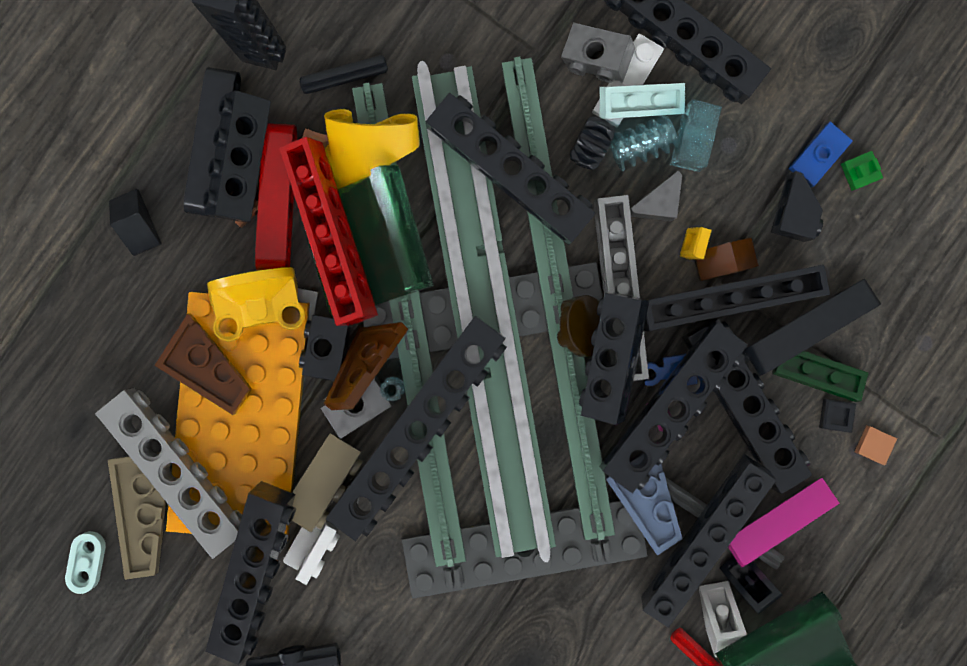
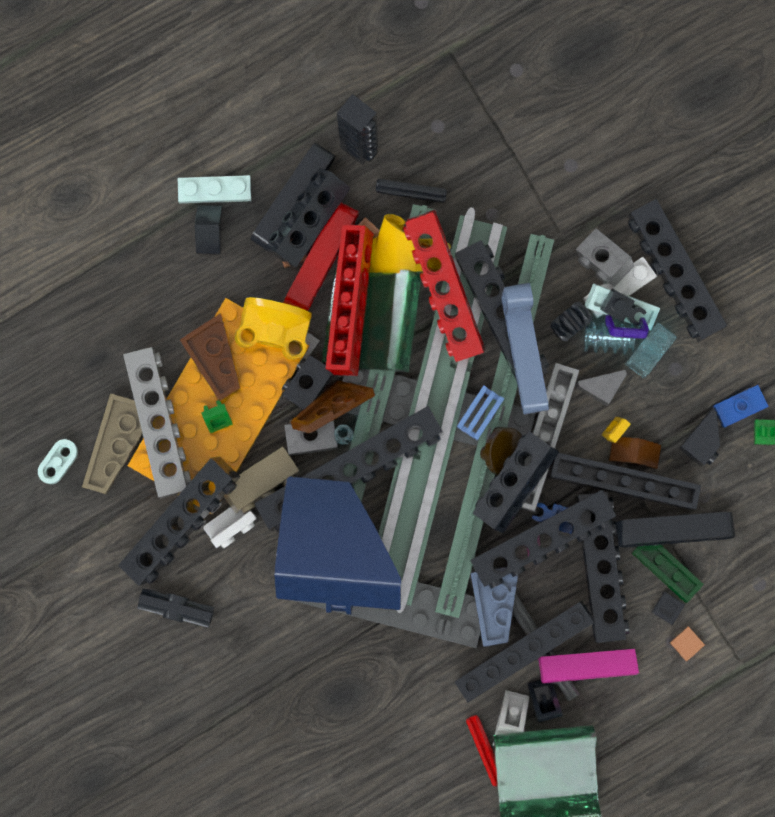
camera: 30 degrees right, 5 degrees down
(119, 173) = (214, 189): none -> light aqua plate
(238, 434) = (216, 417): none -> green tile
(436, 532) = (332, 550): none -> dark blue panel
(493, 218) = (429, 224): none -> red brick
(528, 153) = (517, 307): none -> sand blue beam
(541, 268) = (491, 395): none -> medium blue tile
(643, 100) = (621, 306): none -> black plate
(664, 126) = (627, 332): none -> dark purple piece

